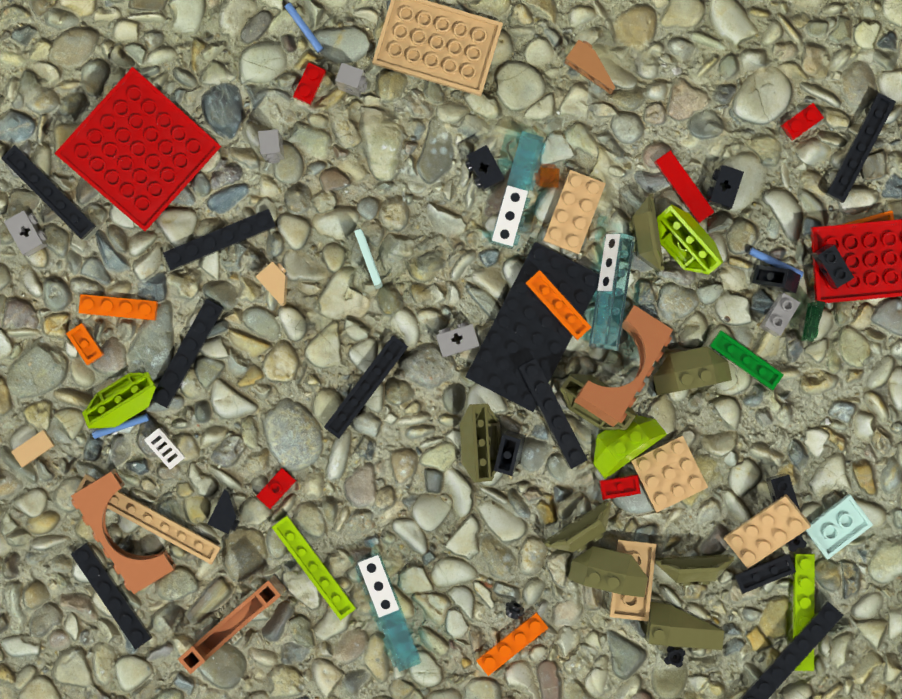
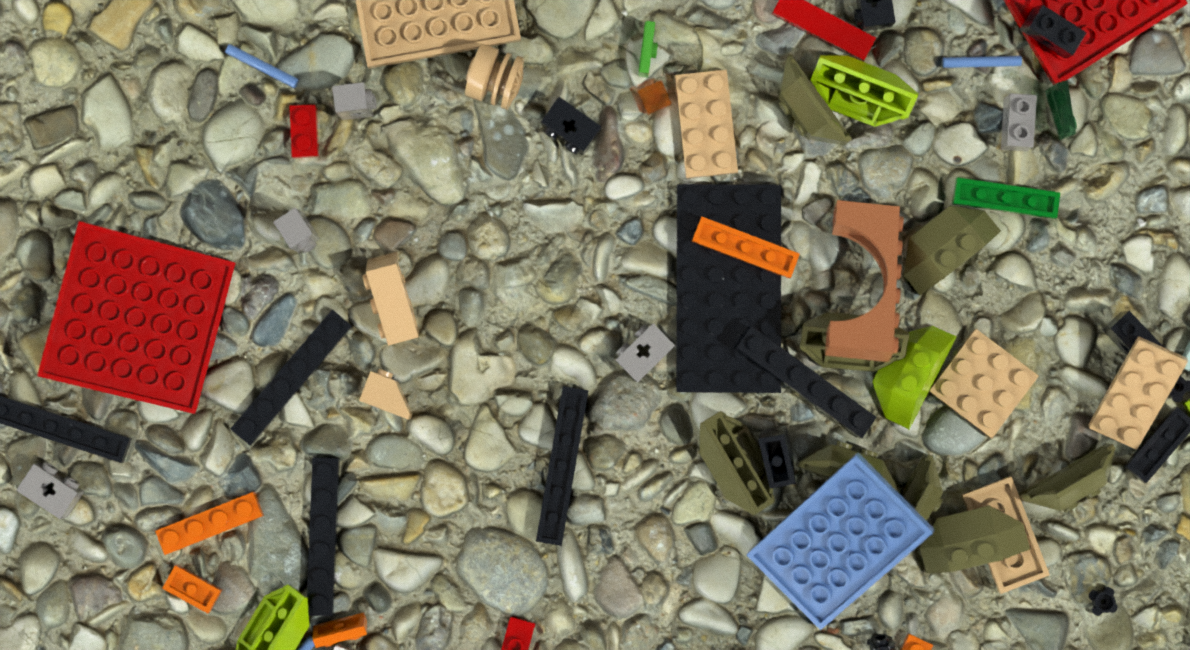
camera: 25 degrees left, 0 degrees up
(166, 419) = (339, 630): none -> orange plate
(309, 221) = (390, 299): none -> tan wedge
(368, 258) = (486, 308): light aqua tile -> none
(447, 107) = (489, 75): none -> tan wheel
(517, 190) = (624, 134): brick -> none
(521, 528) = (840, 541): none -> medium blue plate
(554, 484) = (832, 457): none -> olive wedge
(561, 144) = (648, 50): none -> bright green plate
(612, 291) = (801, 197): clear light blue brick -> none
(619, 487) = (932, 429): red plate -> none
(680, 629) = (1090, 565): olive wedge -> none
(776, 278) = (992, 80): black slope -> none

